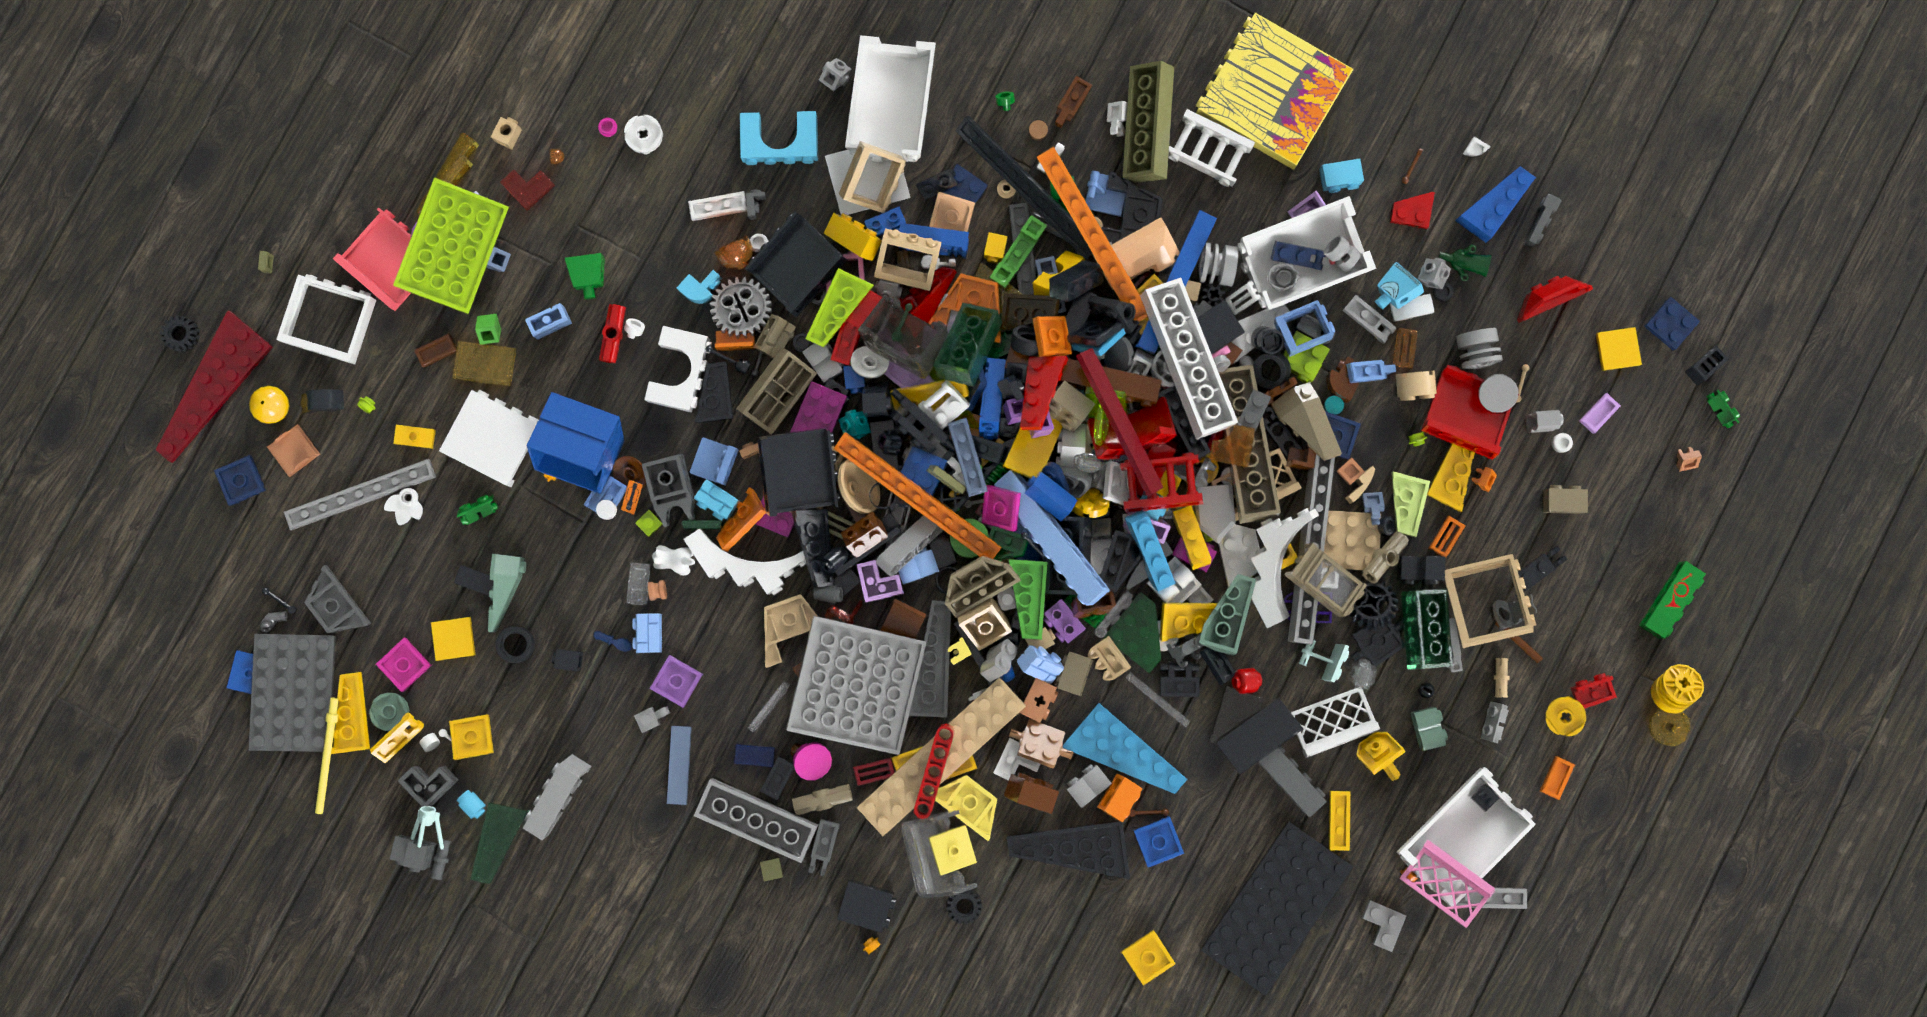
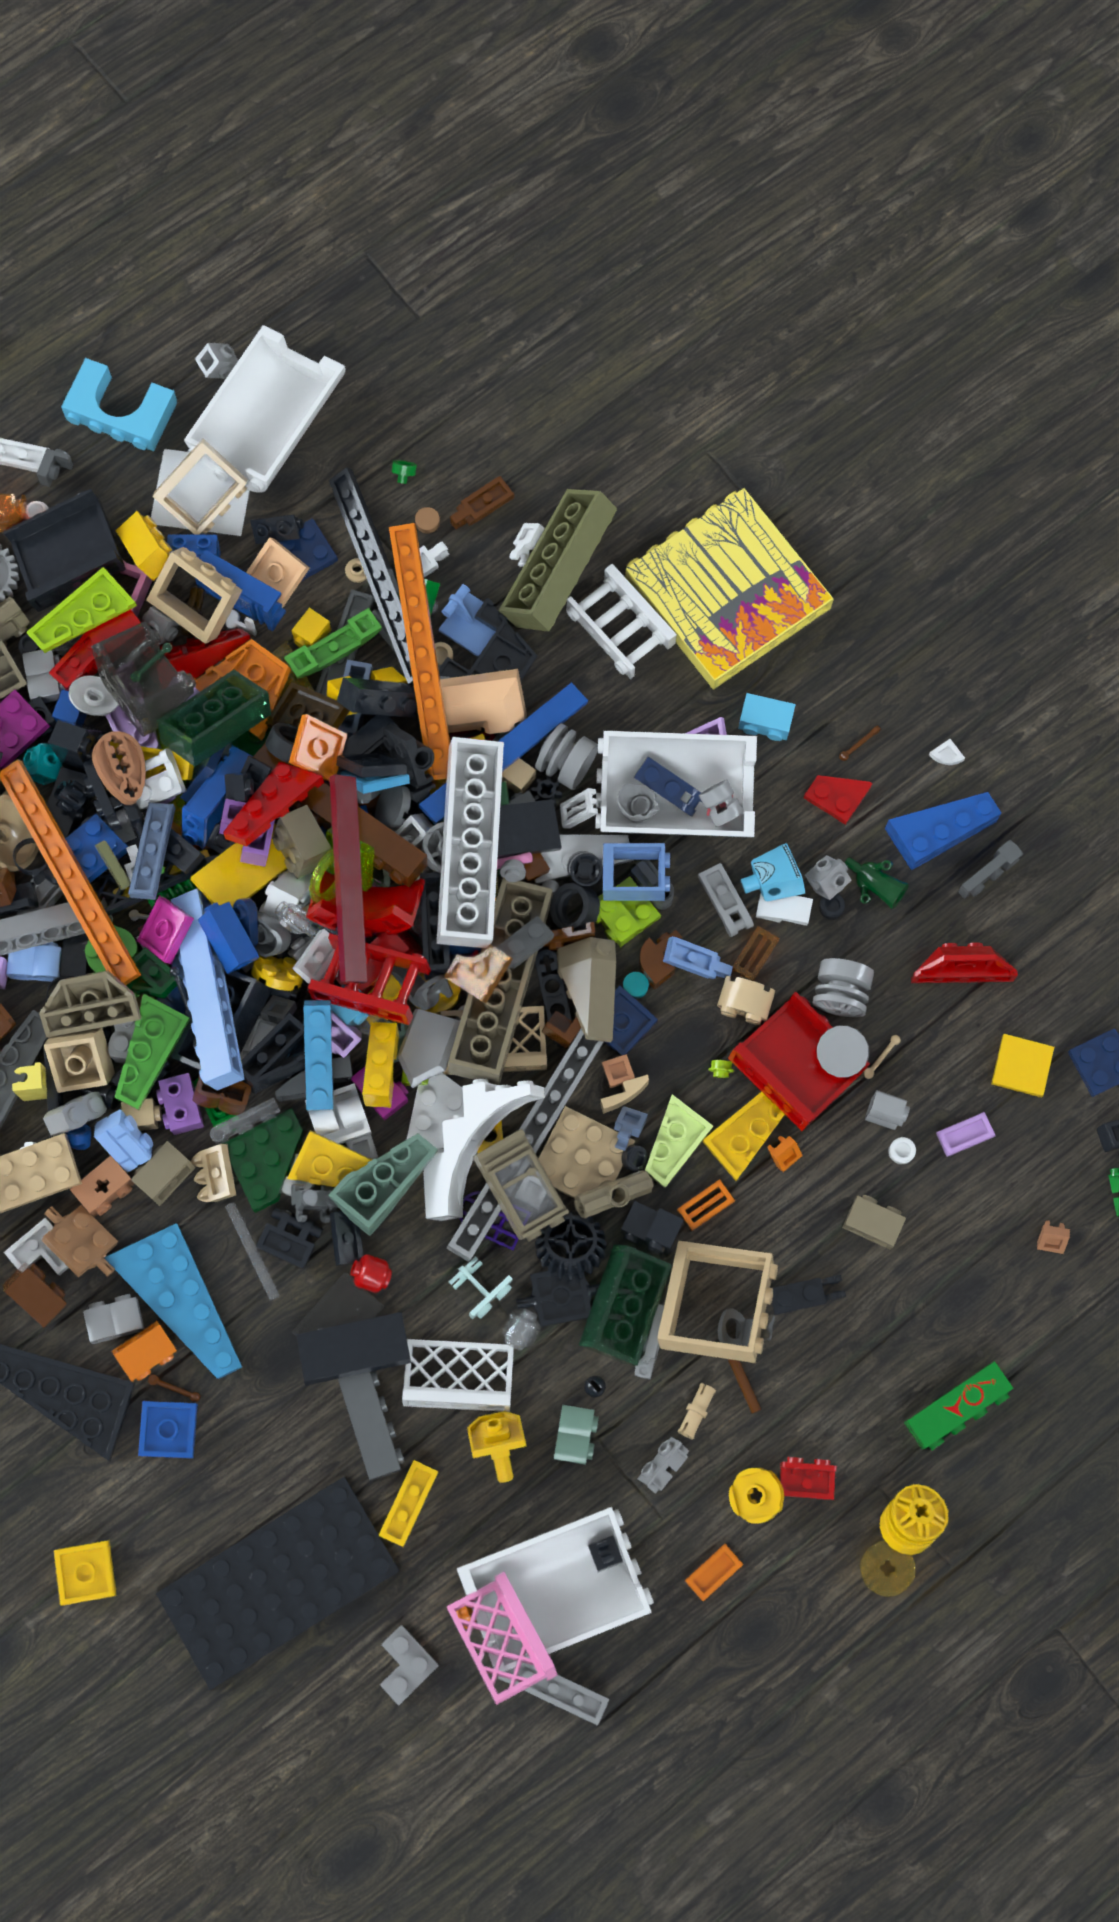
camera: 20 degrees right, 10 degrees down
(926, 399) = (132, 759): none -> nougat piece

